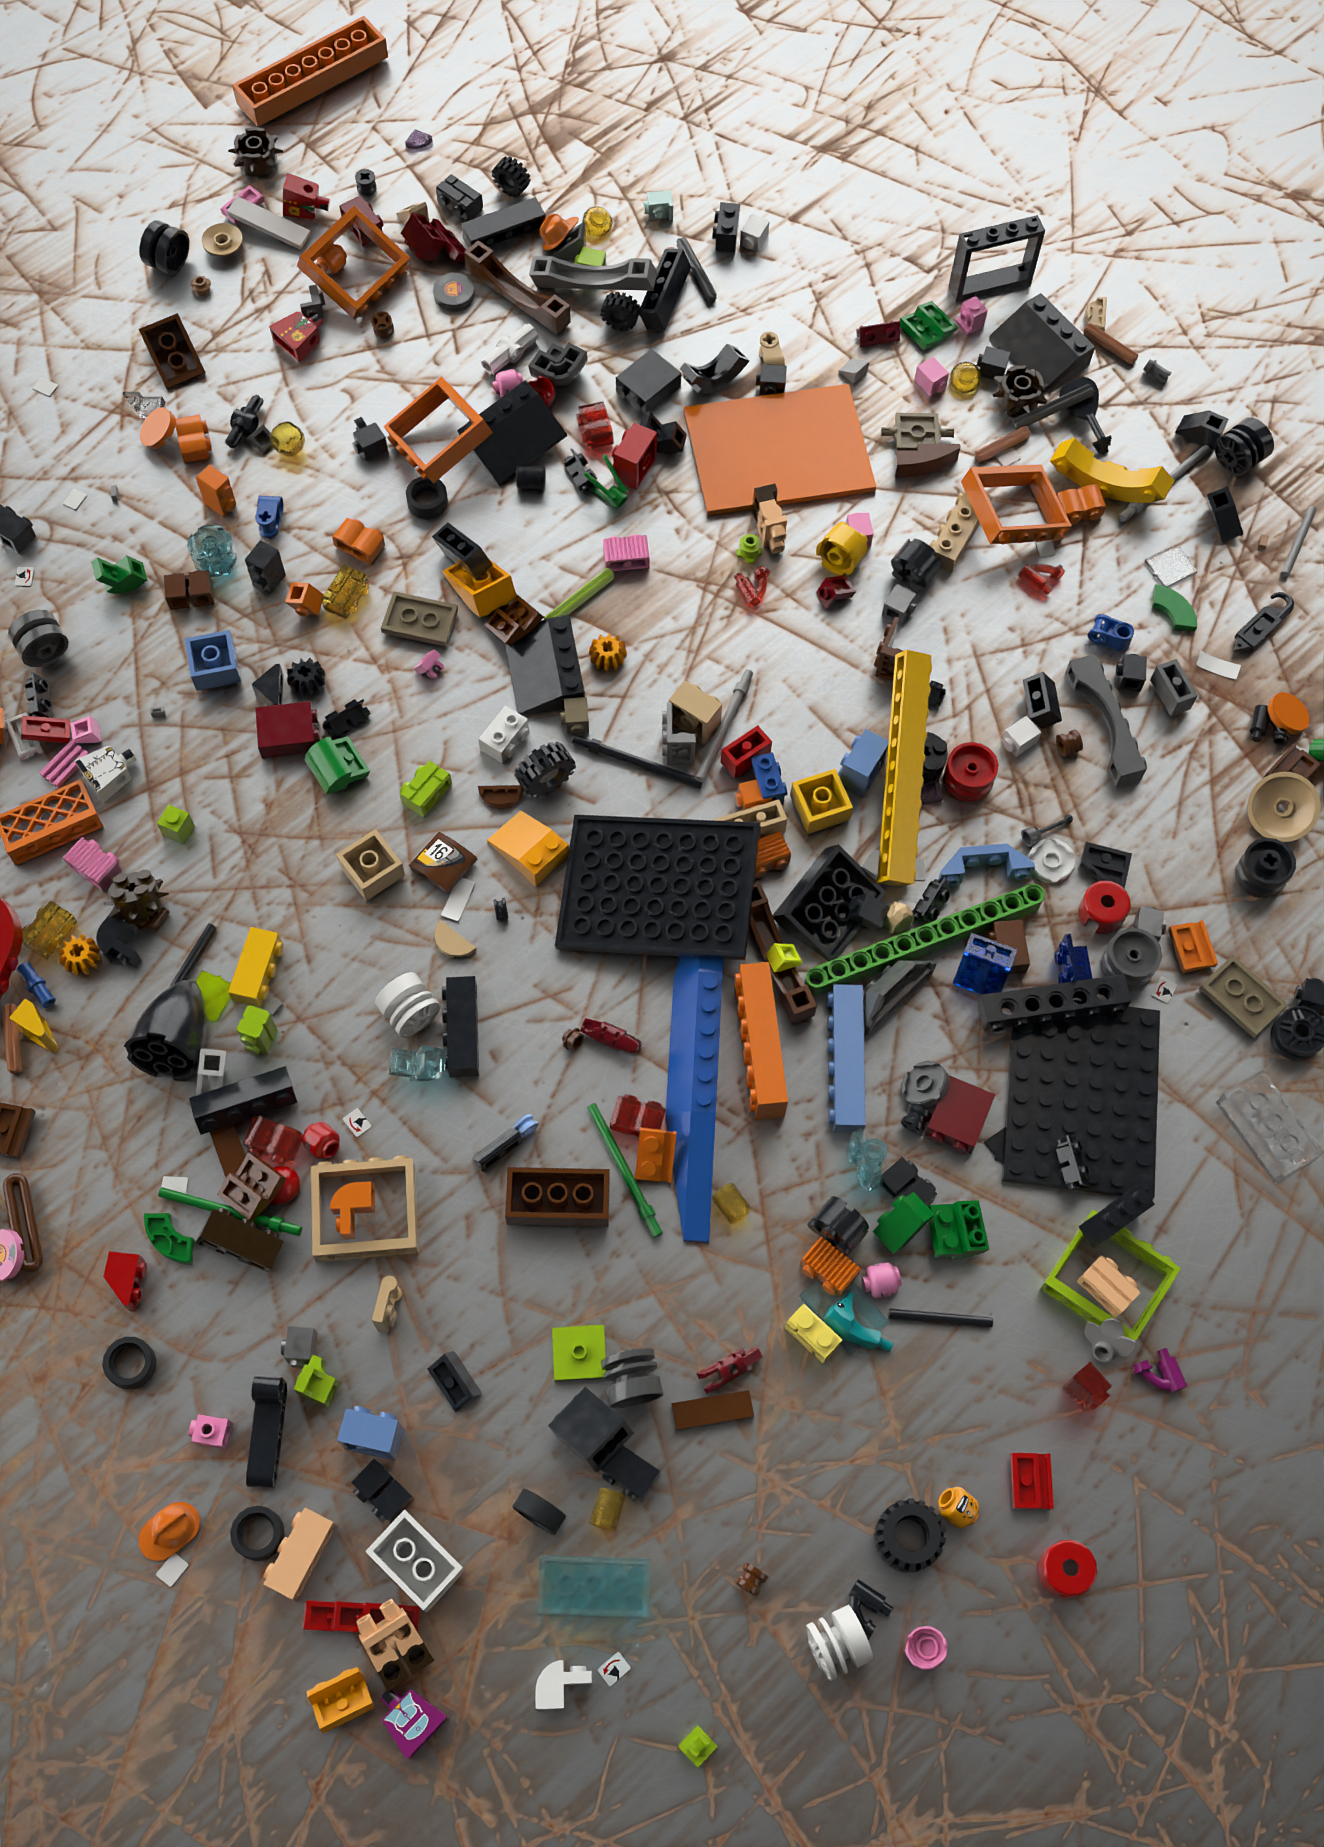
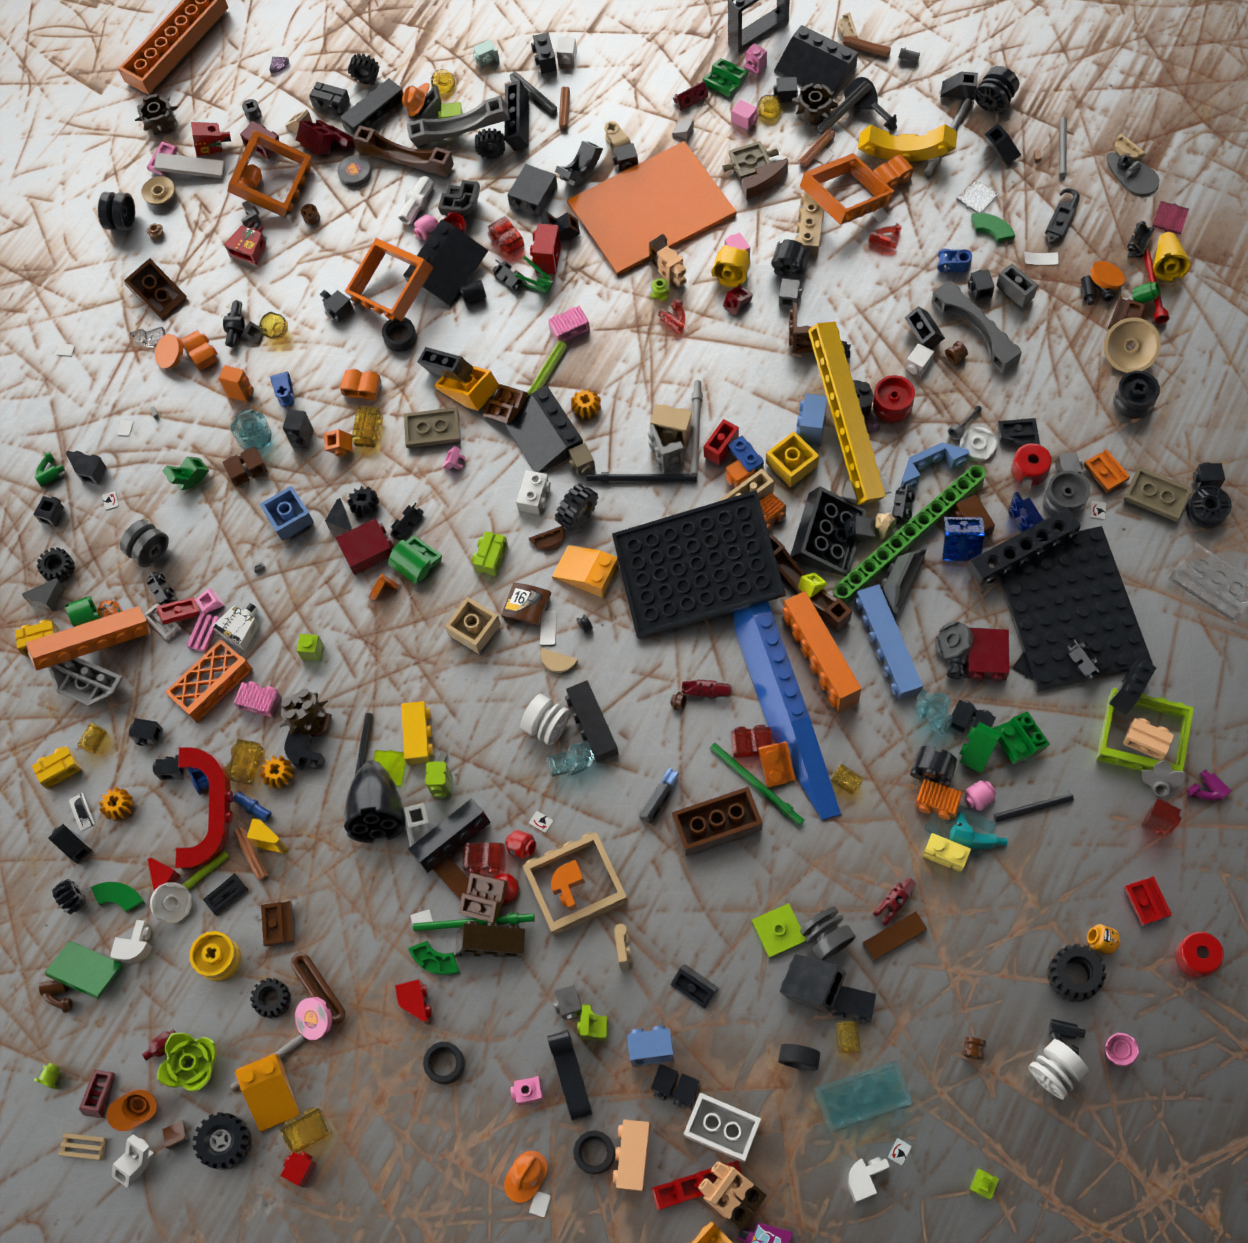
camera: 10 degrees left, 0 degrees up
(285, 779) = (382, 581): none -> orange tile
(725, 298) = (564, 107): none -> nougat axle

